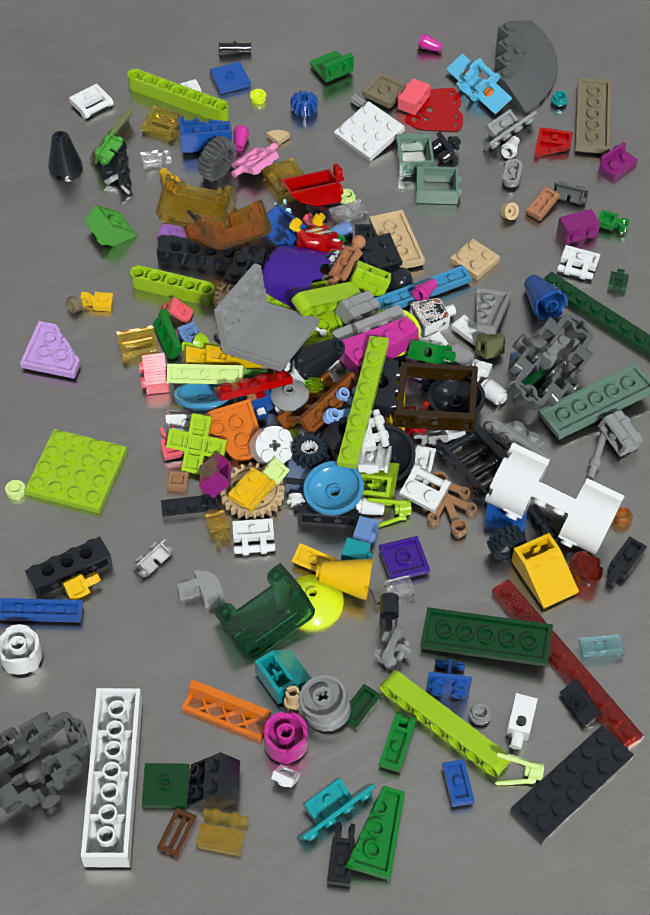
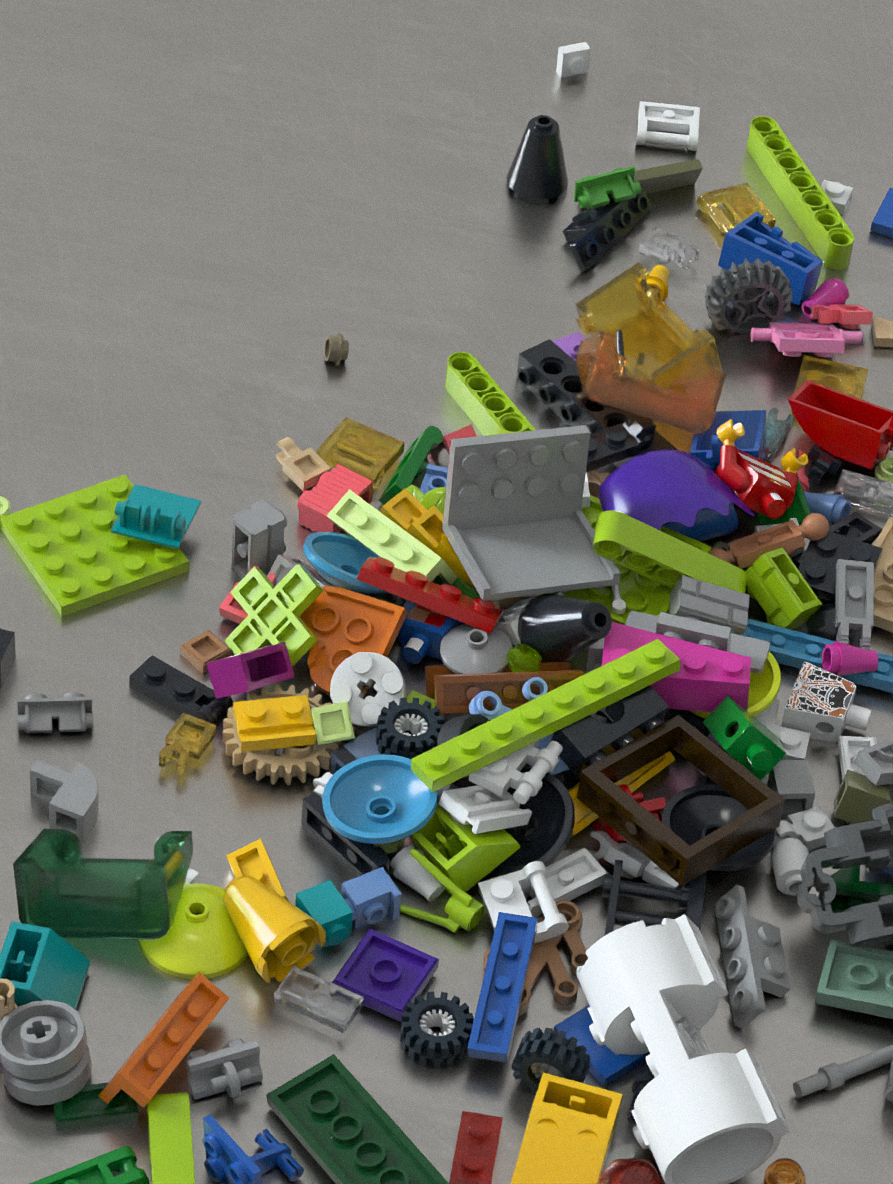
camera: 40 degrees right, 10 degrees down
(18, 96) = (573, 59): none -> white plate
(50, 352) = (233, 383): lavender plate -> none
(94, 437) = (155, 516): none -> teal hinge
(100, 301) = (376, 370): yellow plate -> none
(109, 226) = (499, 288): bright green slope -> none
(123, 367) = (301, 466): none -> tan plate
(150, 415) = (257, 537): none -> light grey brick
(253, 530) = (222, 780): white plate -> none
(257, 138) = (847, 315): none -> coral plate
(365, 656) = (167, 1042): none -> orange fence
(389, 610) = (268, 1011): black piece -> none
(405, 264) = (854, 600): none -> light grey hinge
(447, 556) = (454, 1023): none -> black bush
(457, 526) = (502, 987): none -> blue plate

